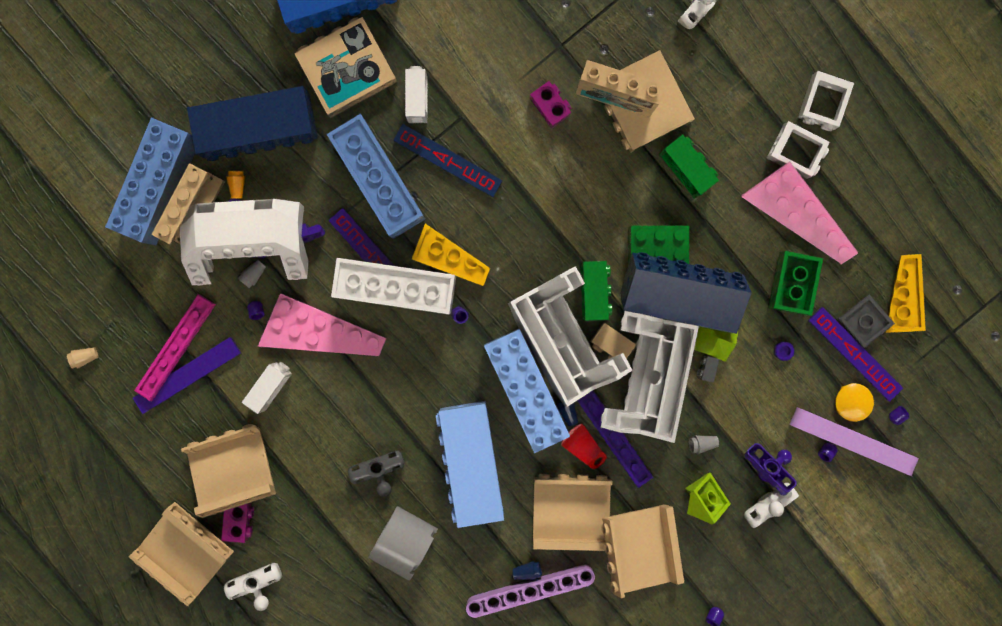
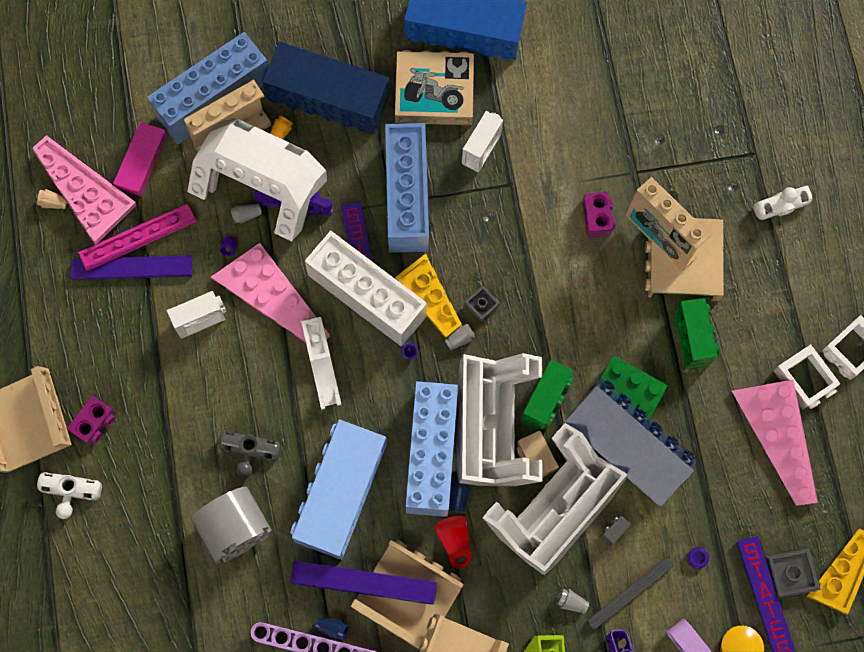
camera: 30 degrees right, 15 degrees down
(112, 335) = (89, 195): none -> bright pink wing
(133, 277) = (140, 159): none -> dark pink piece
(229, 470) = (115, 369): tan panel -> none
(394, 367) = (321, 362): none -> white piece
(447, 160) = (478, 213): dark blue tile -> none
(495, 278) = (460, 337): none -> light grey cone
(496, 240) = (482, 304): none -> dark grey piece
(532, 523) = (363, 582): none -> dark purple beam
(616, 441) = (488, 550): dark purple tile -> none
(715, 342) = (636, 508): lime slope -> none
(745, 410) = (630, 593): none -> dark grey axle
(795, 283) = (742, 496): green brick -> none

